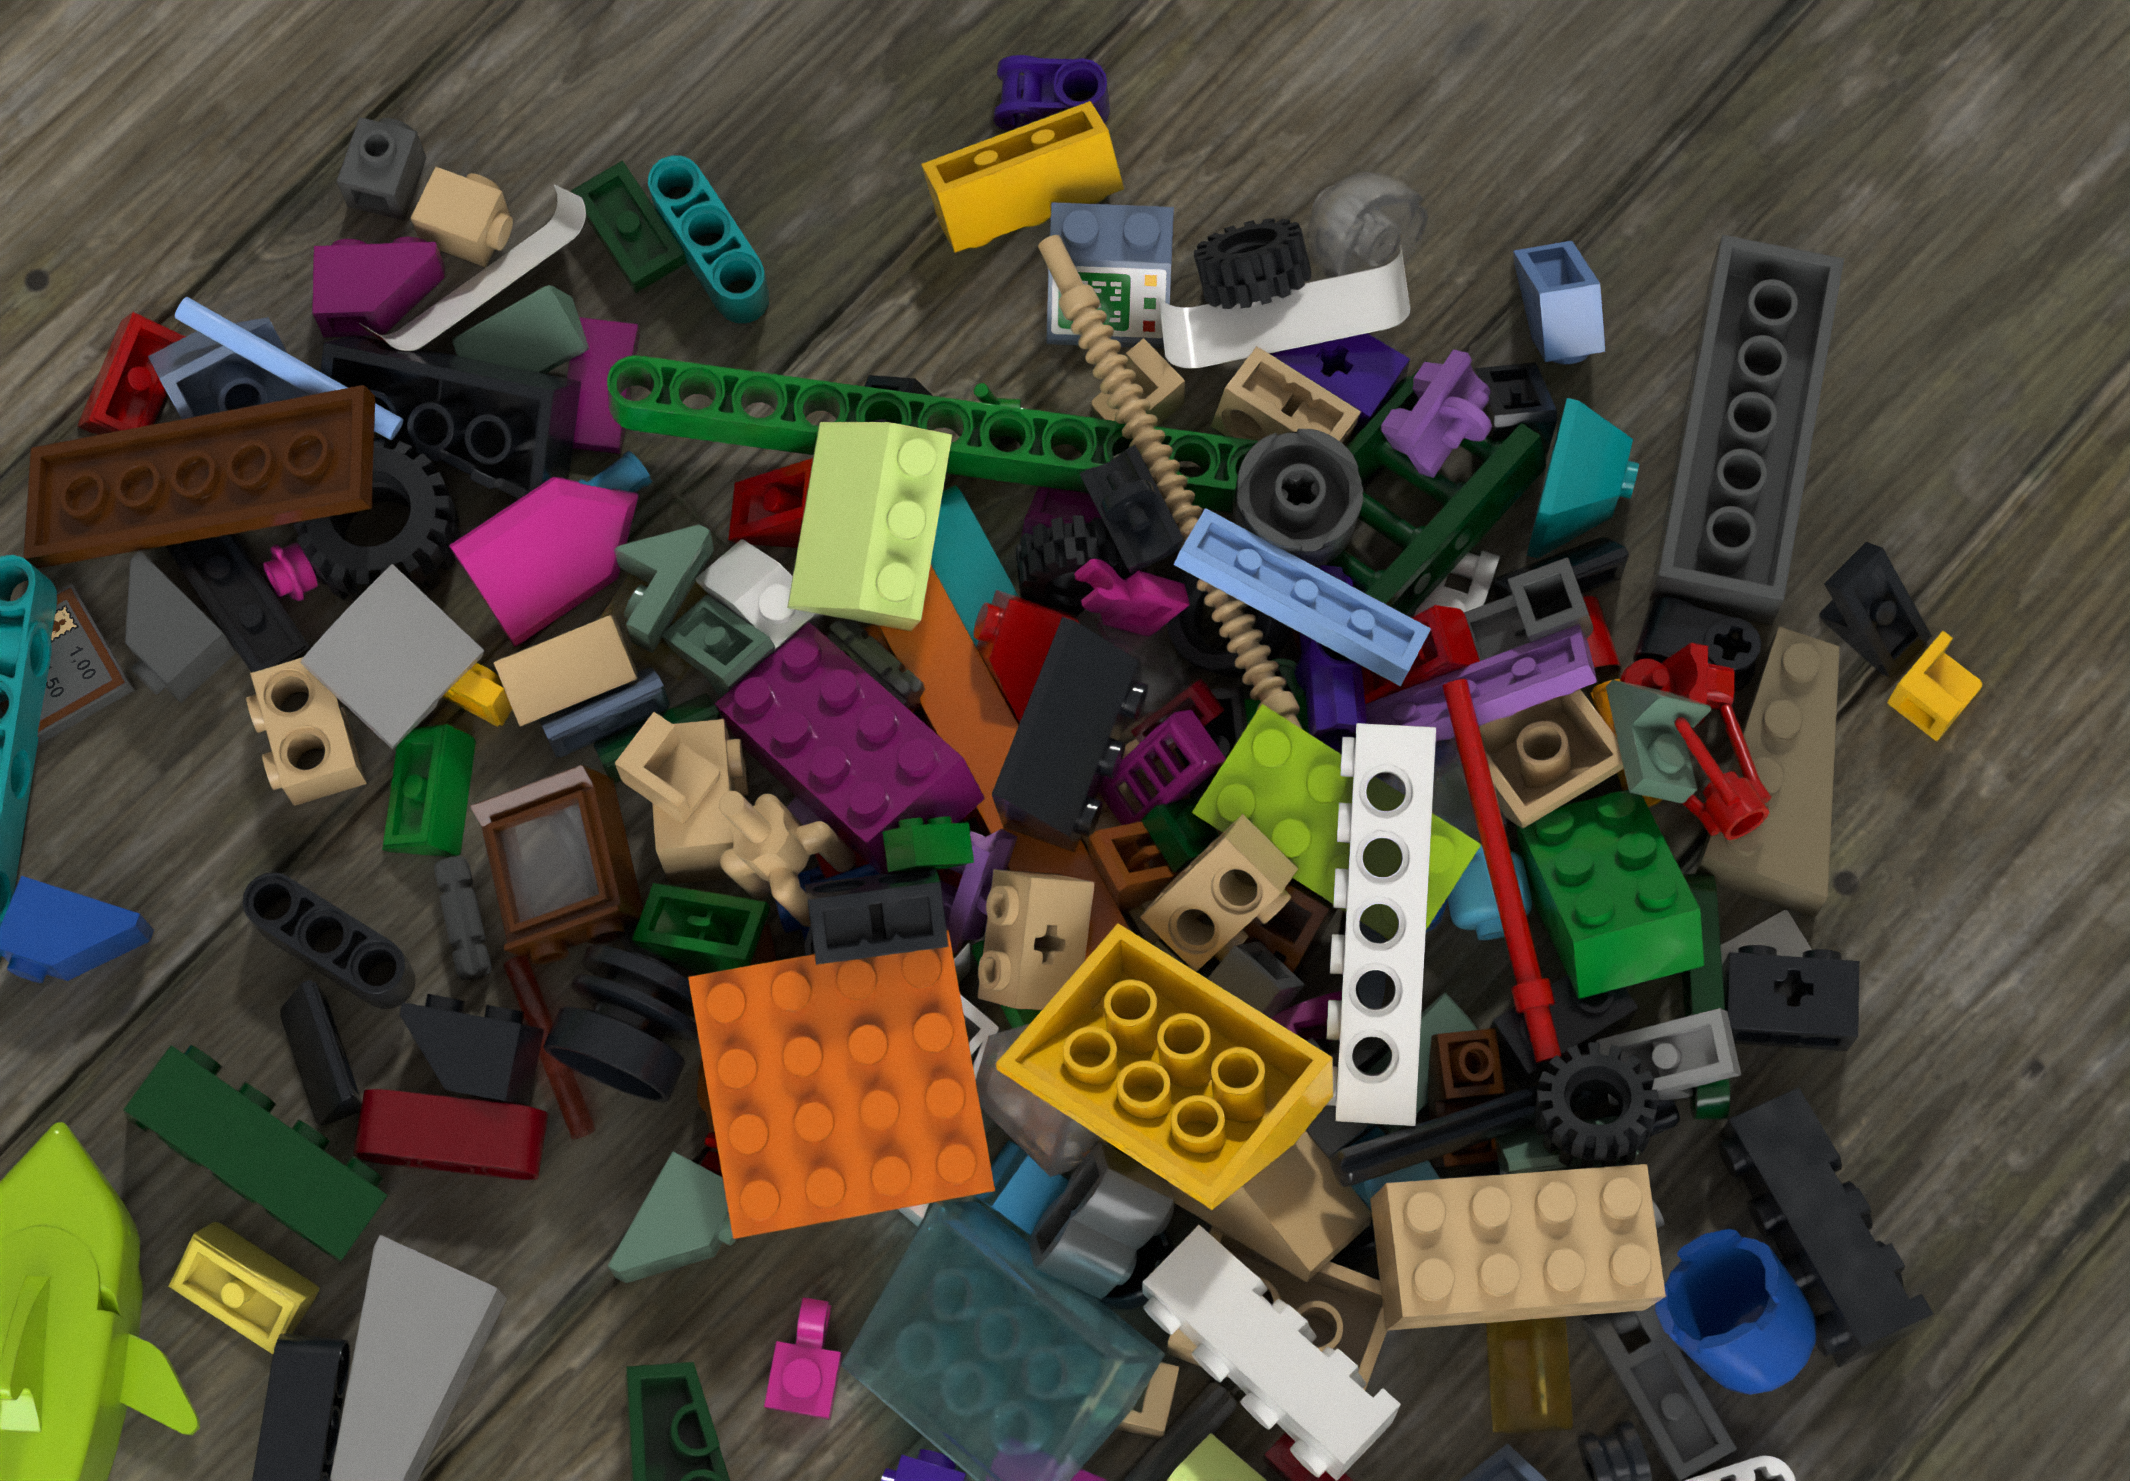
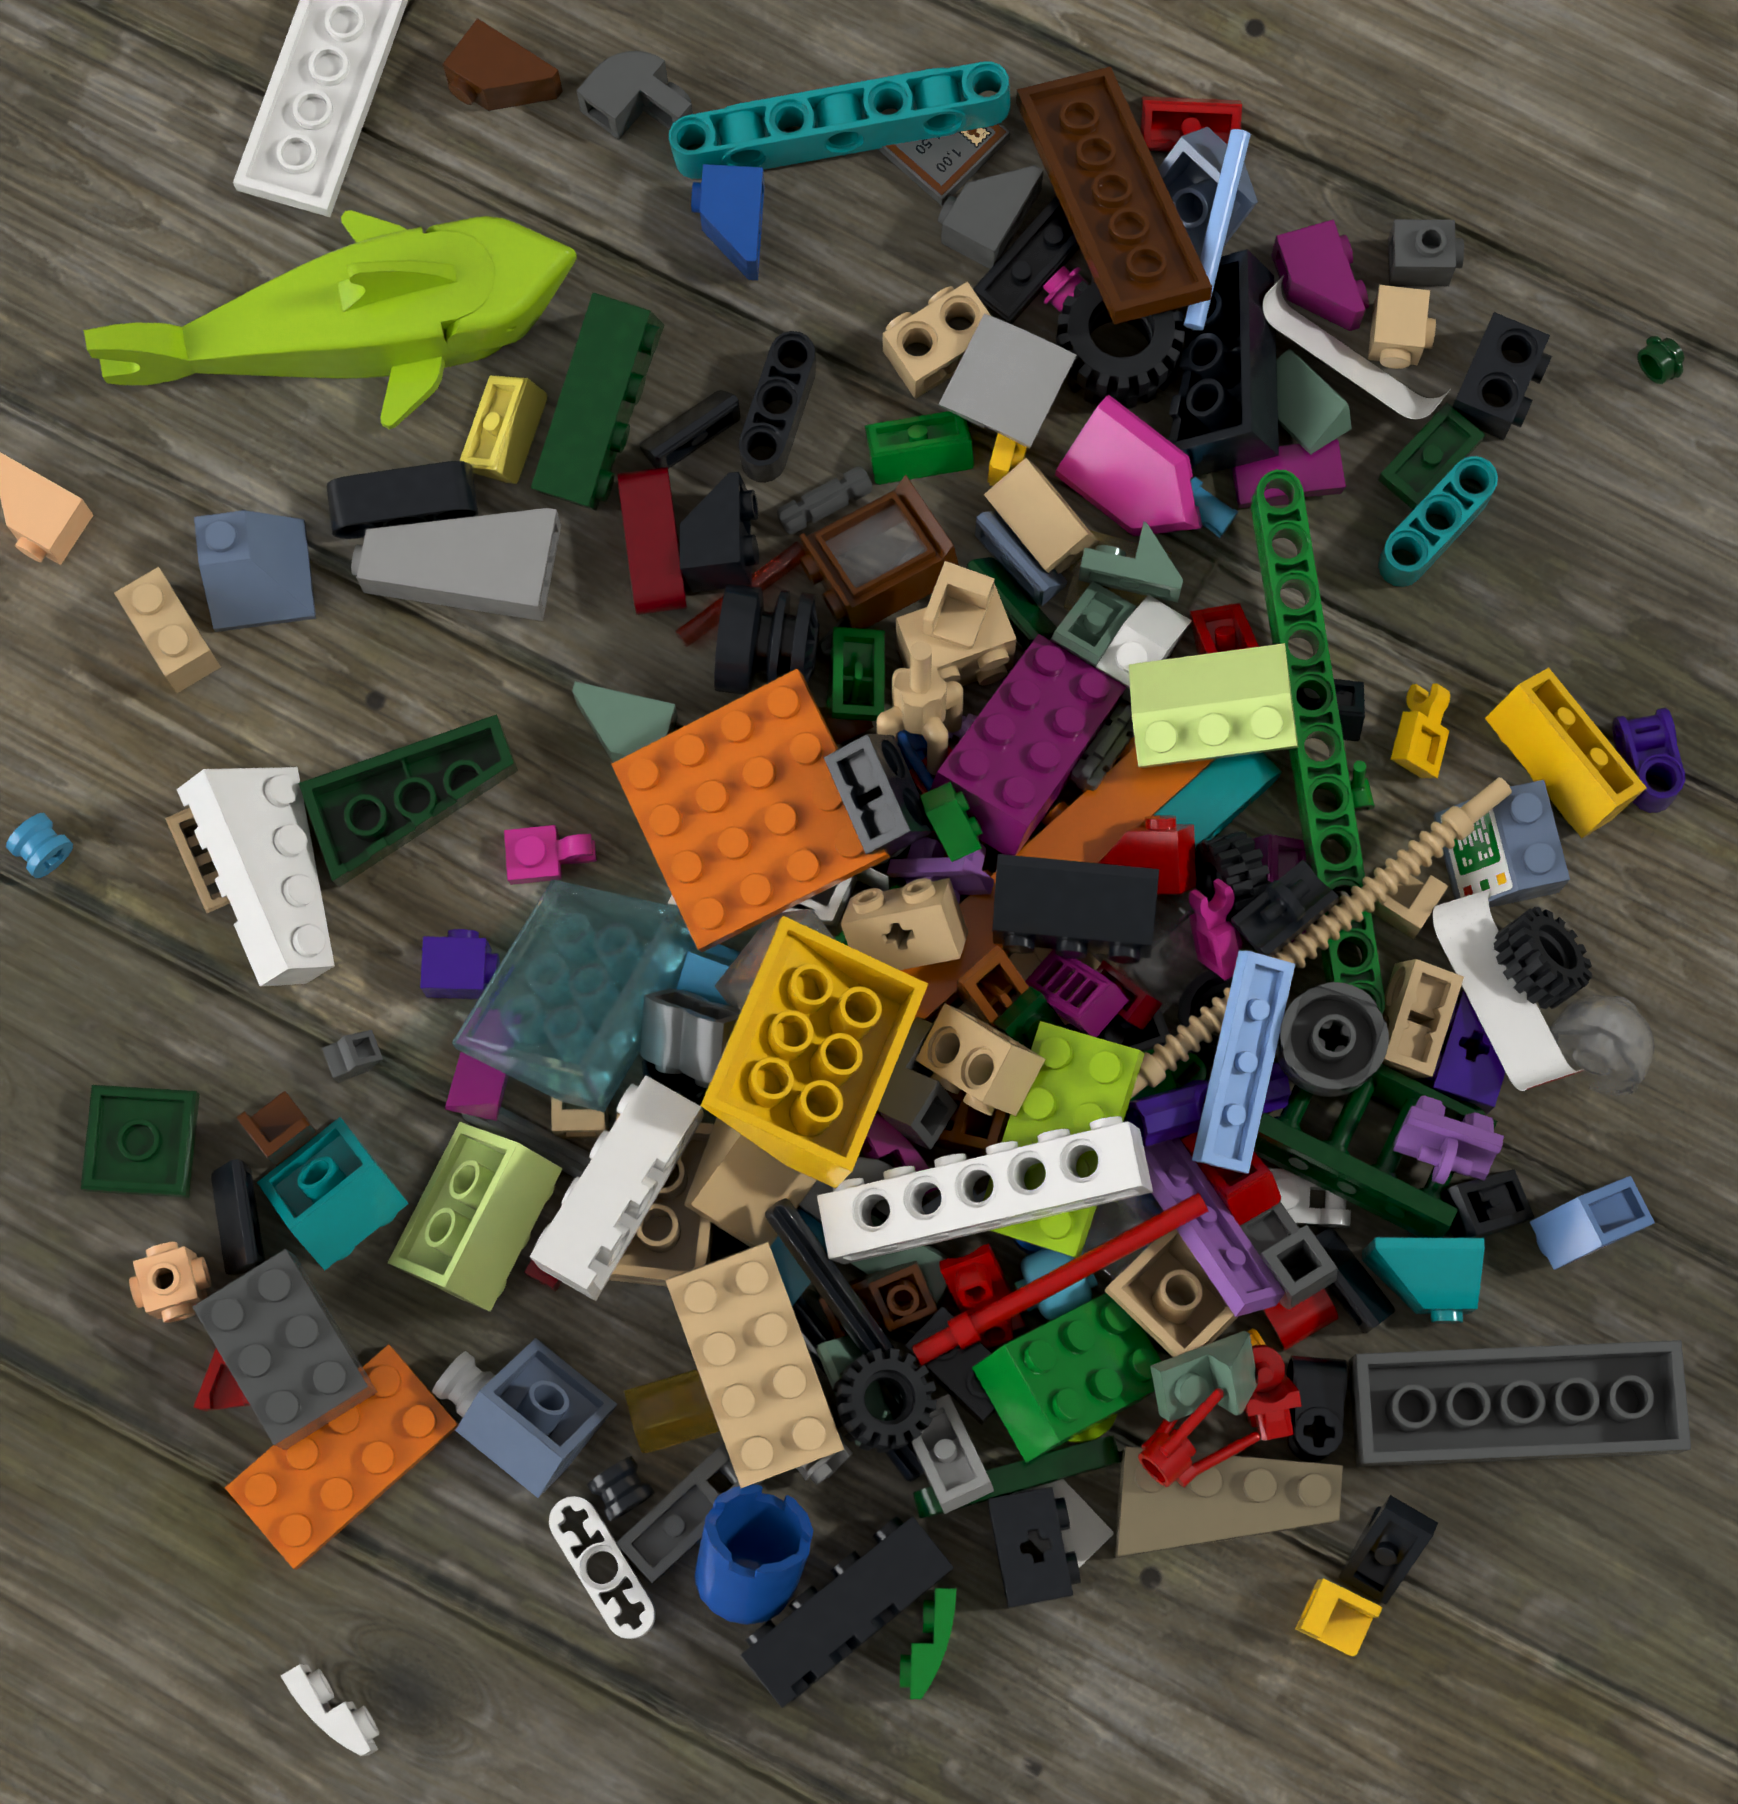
camera: 75 degrees right, 5 degrees up
(548, 134) = (1496, 375): none -> black brick
(954, 324) = (1420, 735): none -> yellow plate
(1477, 976) = (977, 1282): none -> red hips
(1893, 1152) = (921, 1666): none -> green slope

